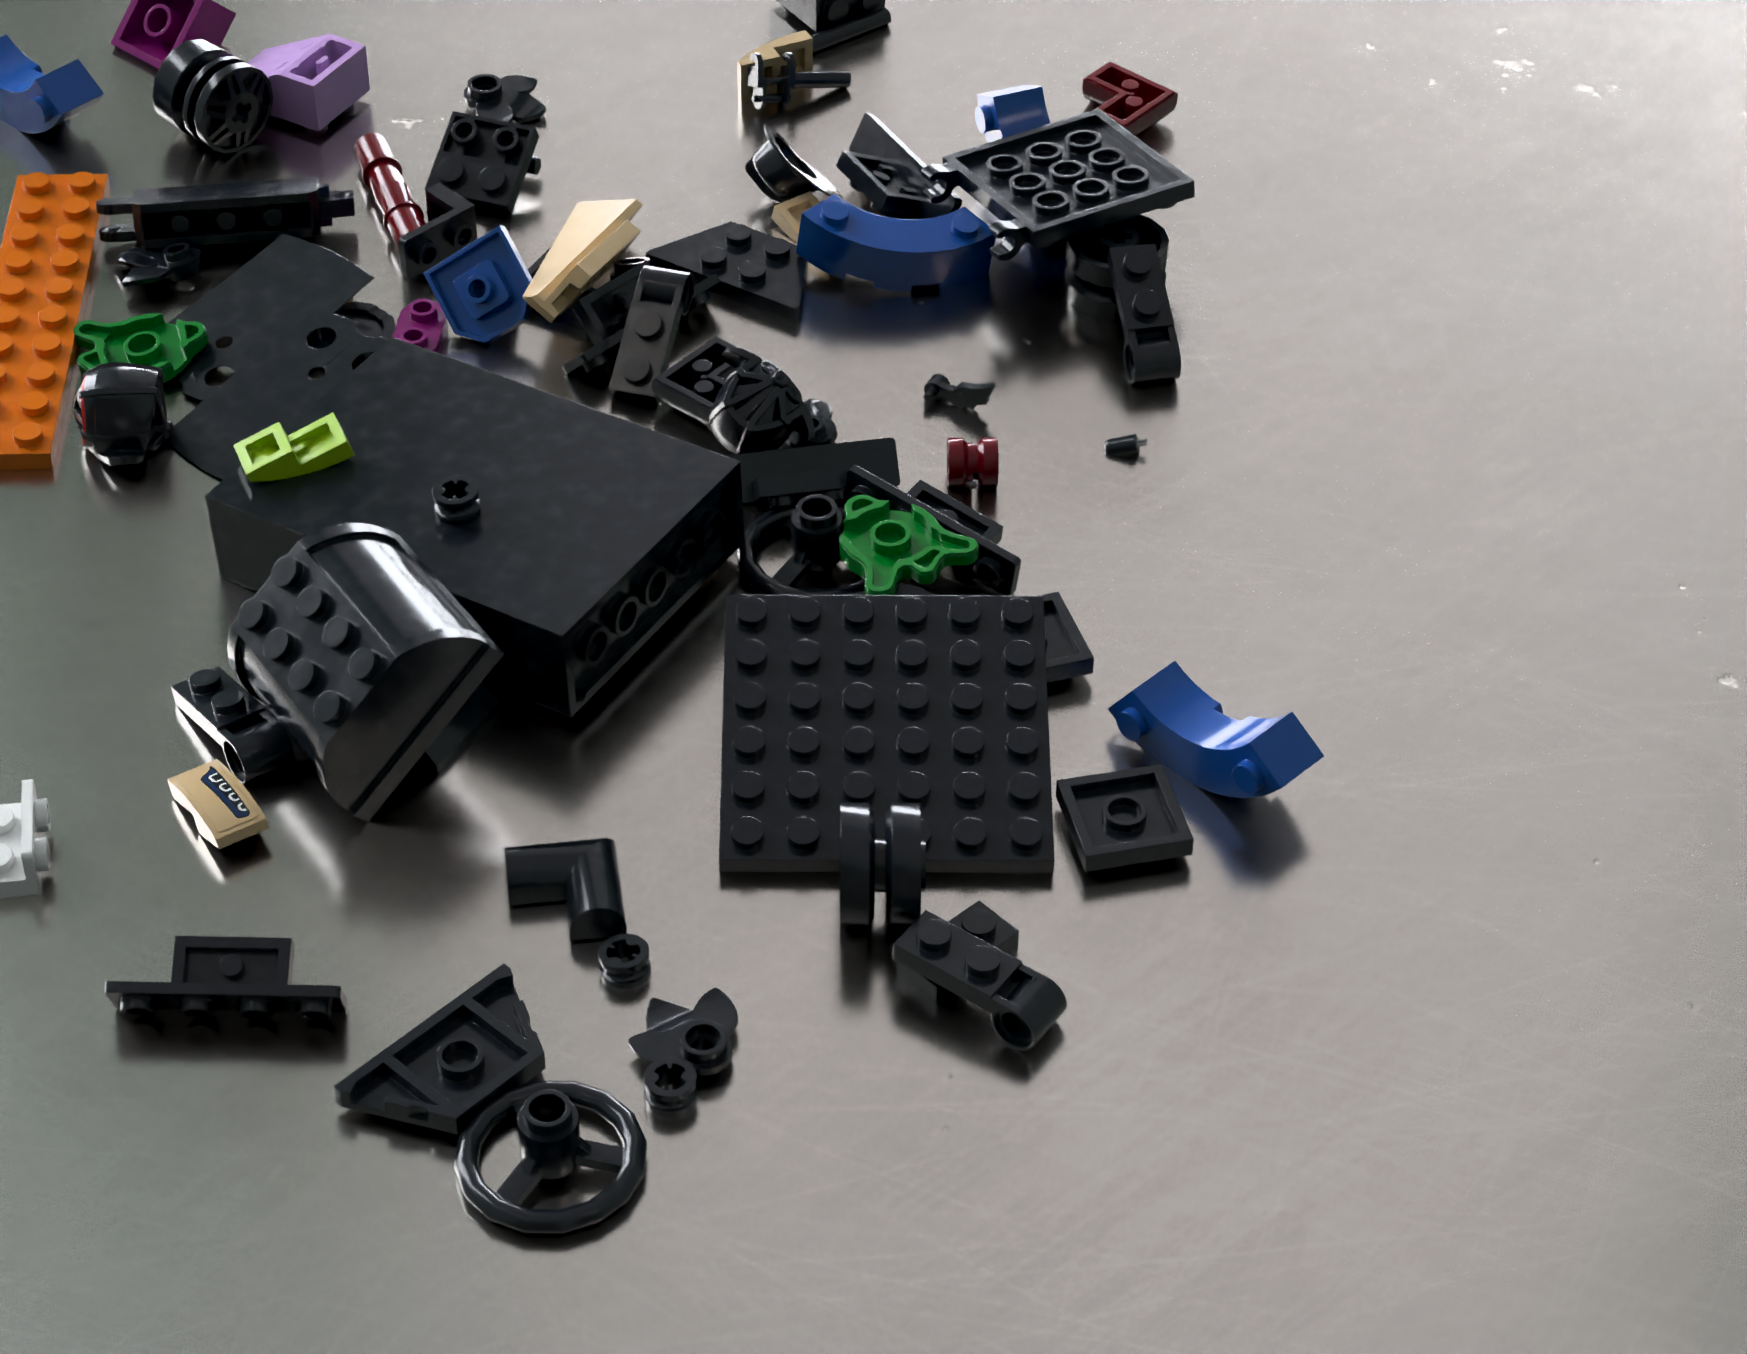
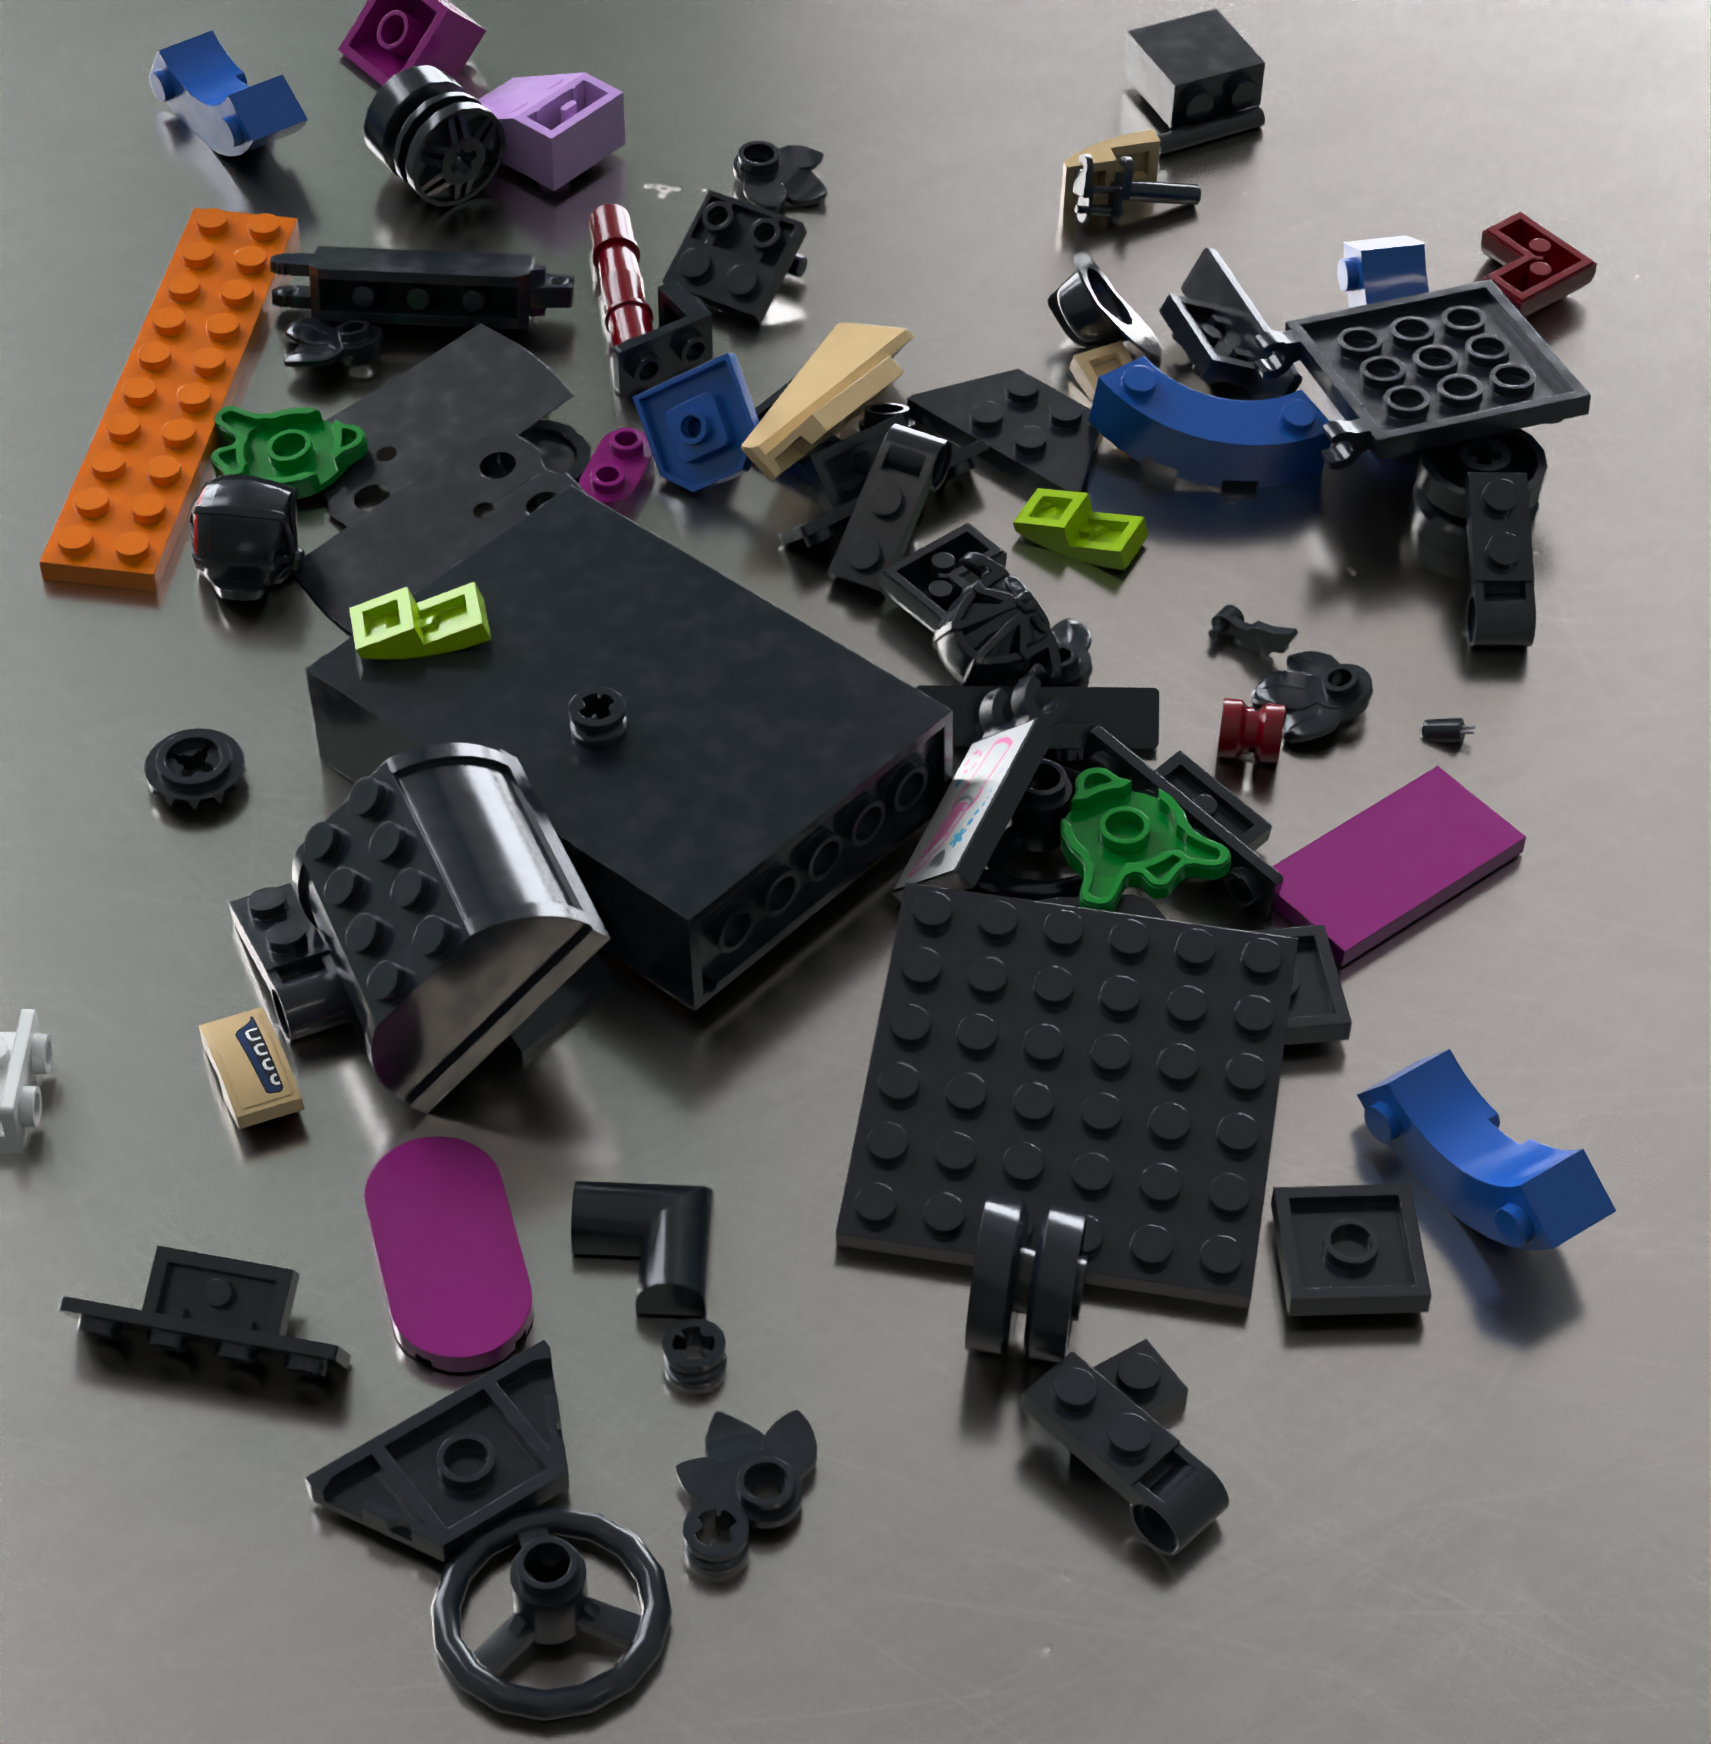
camera: 10 degrees right, 5 degrees up
(110, 581) = (189, 751): none -> black gear
(410, 916) = (448, 1253): none -> magenta tile
(773, 521) = (984, 790): none -> tile
(797, 334) = (1070, 527): none -> lime slope
(1019, 429) = (1315, 694): none -> black plate
(1104, 543) = (1394, 863): none -> magenta tile

